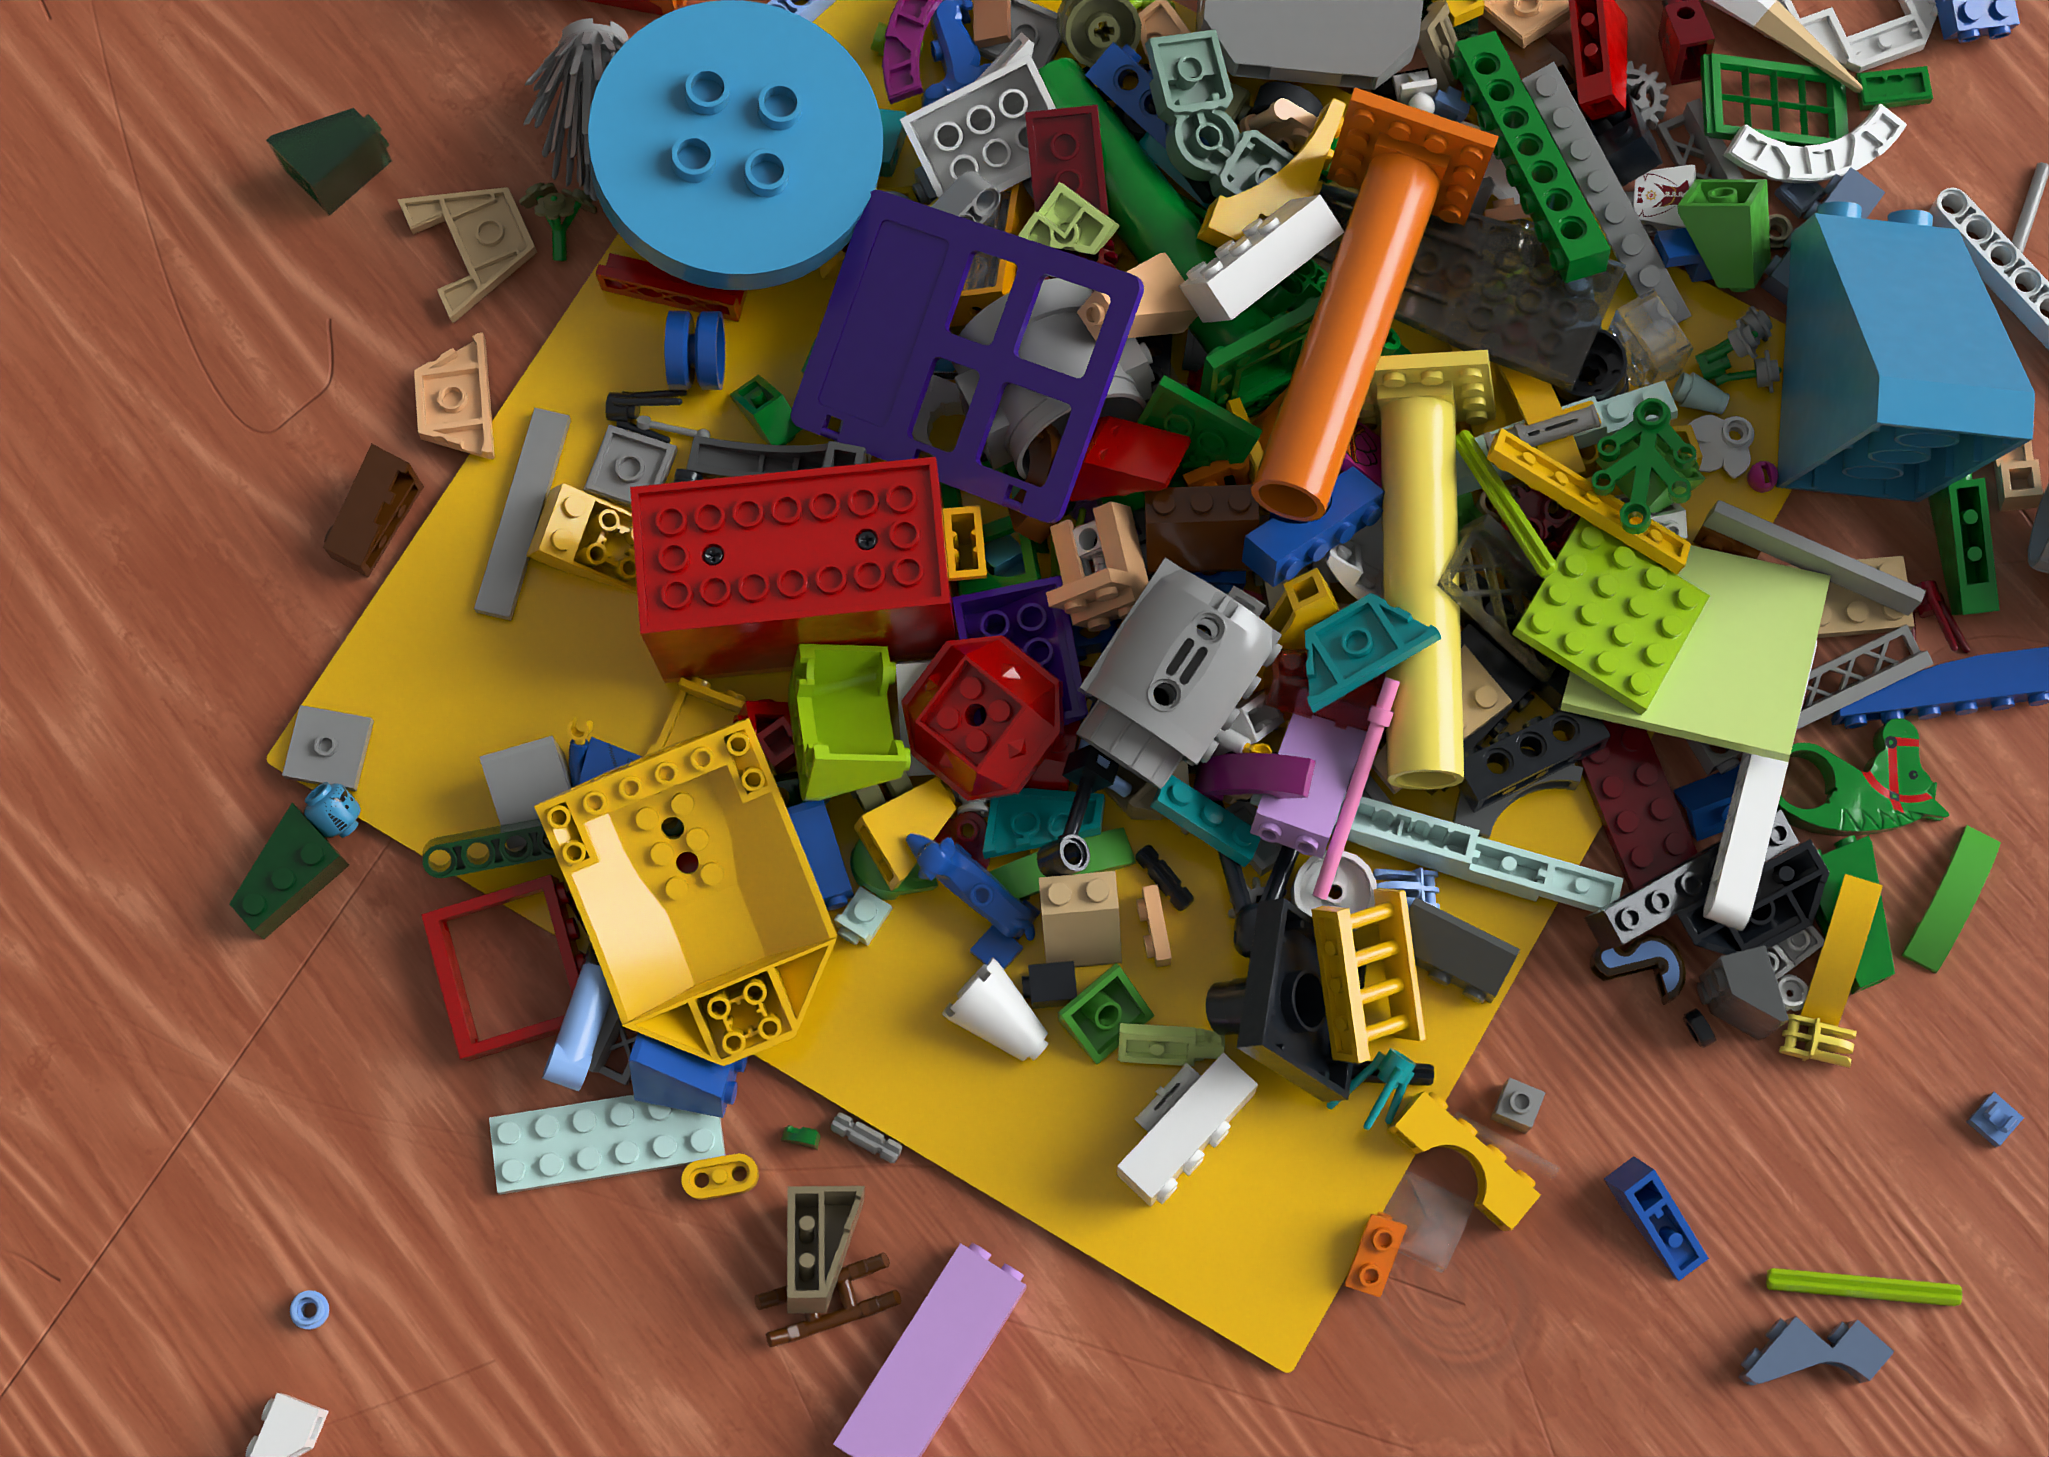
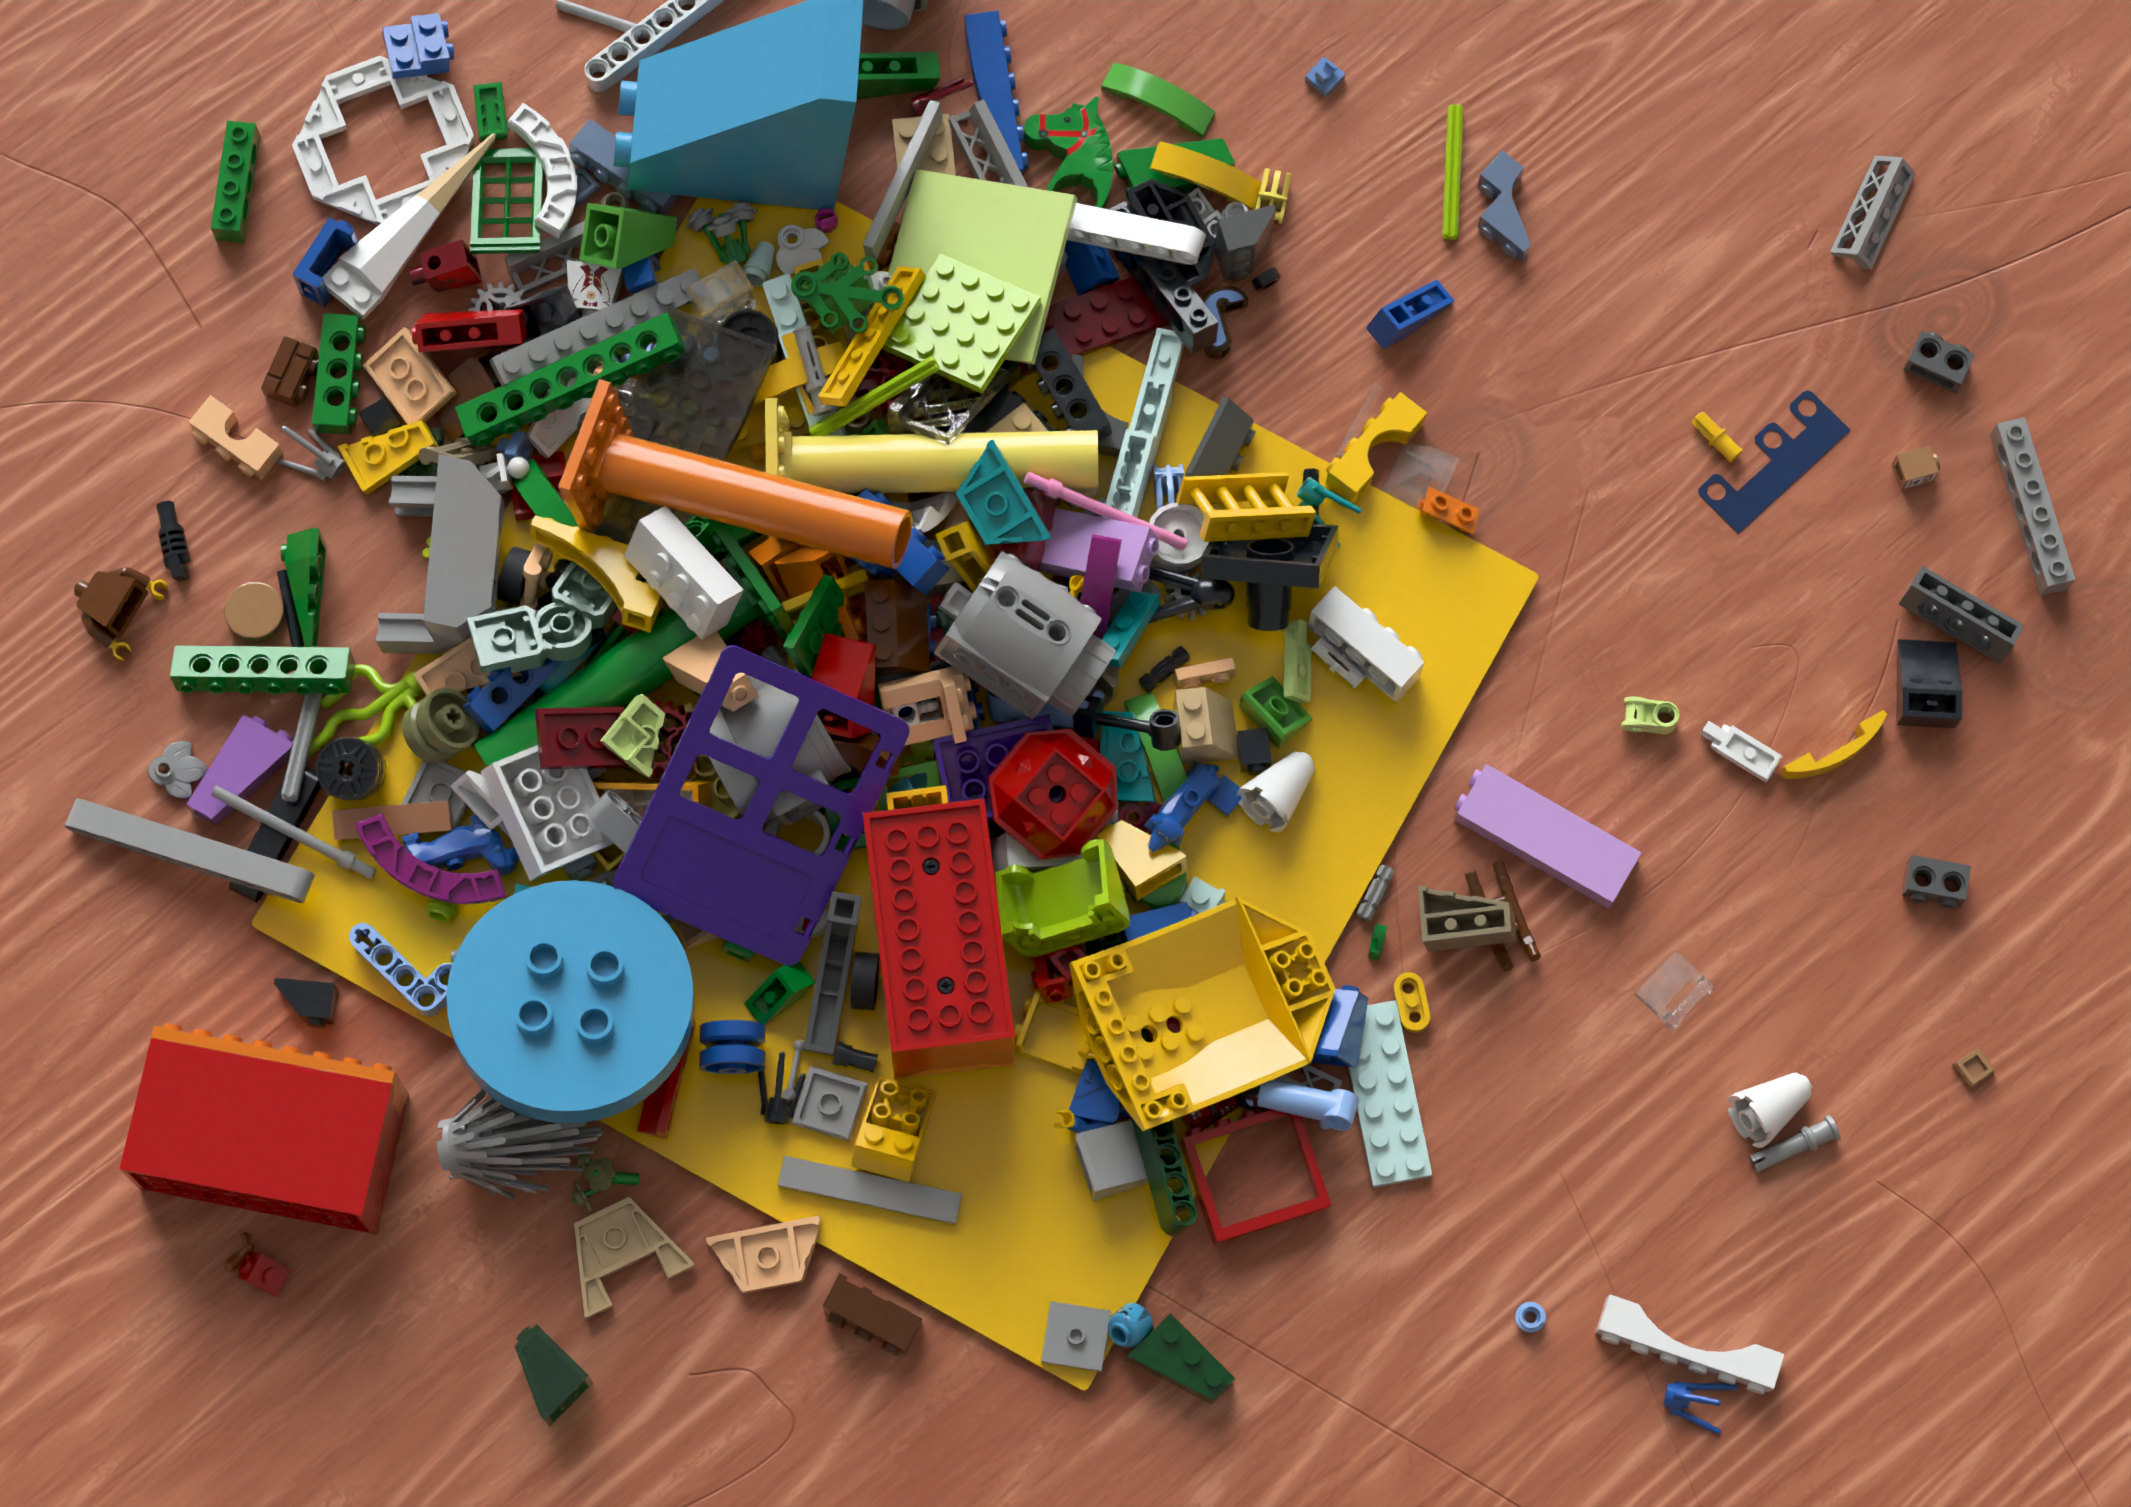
camera: 100 degrees left, 0 degrees up
(1517, 1105) = (1331, 409): light grey brick -> none

